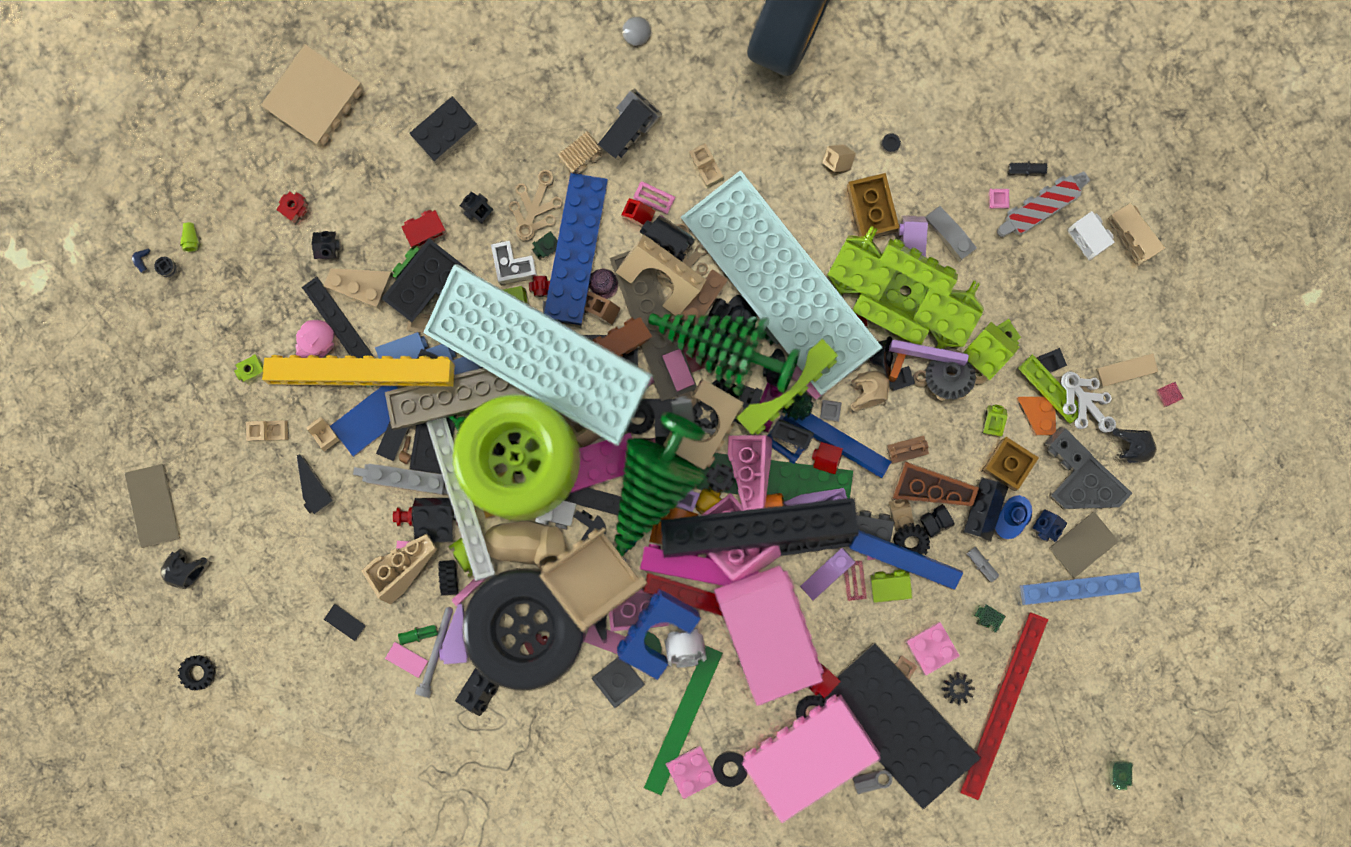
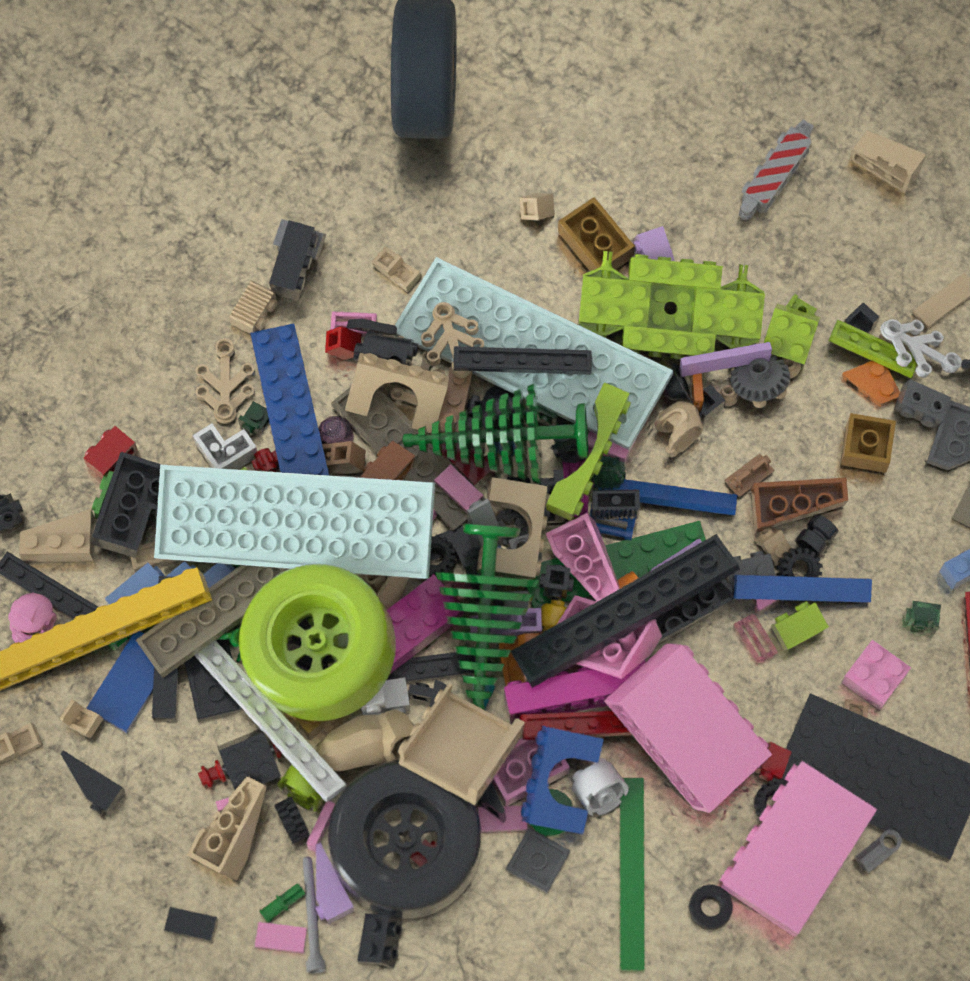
camera: 25 degrees left, 15 degrees down
(402, 478) = (195, 731): light grey hinge -> none
(404, 457) = (186, 709): medium nougat hand -> none
(444, 130) = (91, 341): black brick -> none
(476, 207) = (159, 406): black brick -> none
(637, 31) = (262, 163): light grey hair -> none
(665, 210) = (367, 325): none -> black tile
(691, 772) = (667, 928): bright pink plate -> none
(722, 245) = (450, 335): none -> tan plant
(768, 290) = (522, 360): none -> black tile
(827, 457) = (665, 516): red brick -> none
(828, 573) = (723, 639): lavender slope -> none
(830, 410) = (645, 468): light grey tile -> none
(891, 143) = (585, 172): black tile -> none
(951, 234) = (694, 236): light grey slope -> none
(959, 695) = (931, 701): black gear -> none
(983, 564) = (888, 563): light grey axle -> none
(986, 509) = (864, 501): black brick -> none
(995, 420) = (830, 406): lime bracket -> none
(999, 199) = (726, 183): bright pink tile -> none
(1014, 517) = (898, 496): blue piece -> none
(1028, 168) = (742, 140): black axle -> none
(1049, 526) = (942, 491): dark blue brick -> none
(1091, 235) = (841, 177): white brick -> none

